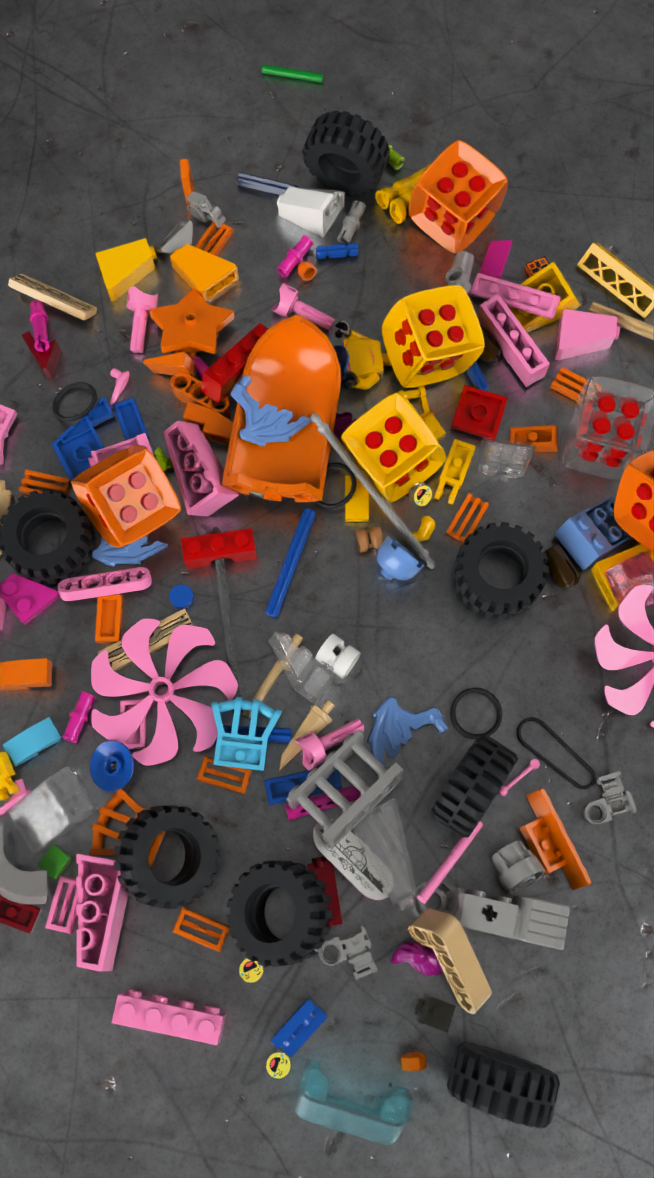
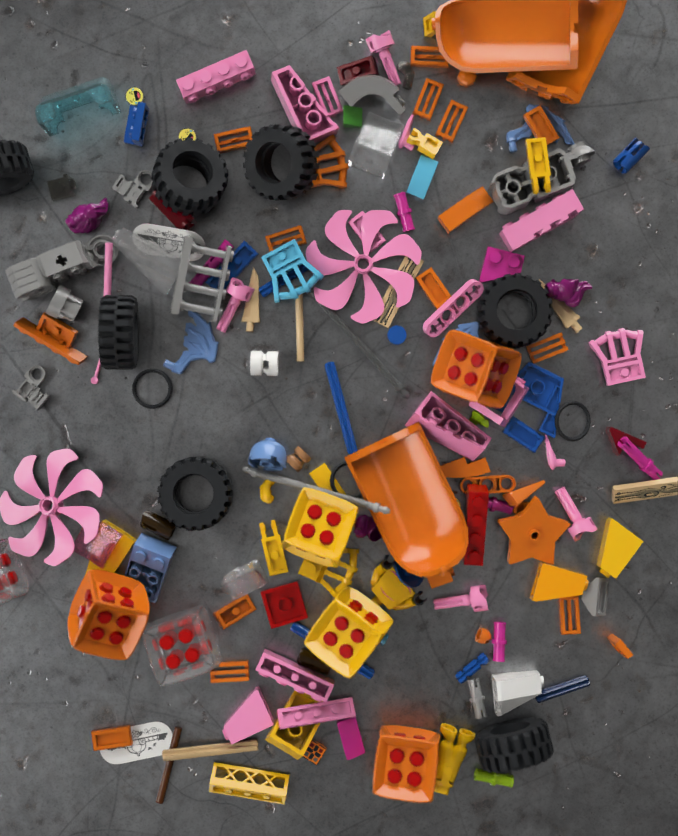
camera: 145 degrees right, 15 degrees up
(103, 766) = (359, 189): blue dish -> none
(202, 209) = (594, 631): light grey piece -> none
(203, 549) = (393, 382): red arch -> none
(265, 424) = (420, 486): medium blue animal -> none
(292, 73) = (614, 802): green bar -> none
(303, 672) = (270, 334): clear slope -> none
(413, 1061) = (56, 151): orange tile -> none
(420, 494) = (283, 514): tile -> none
(455, 956) = (69, 224): tan beam -> none
(461, 270) = (368, 706): light grey piece -> none
(476, 502) = (235, 521): orange tile -> none
(547, 761) = (85, 387): black piece -> none

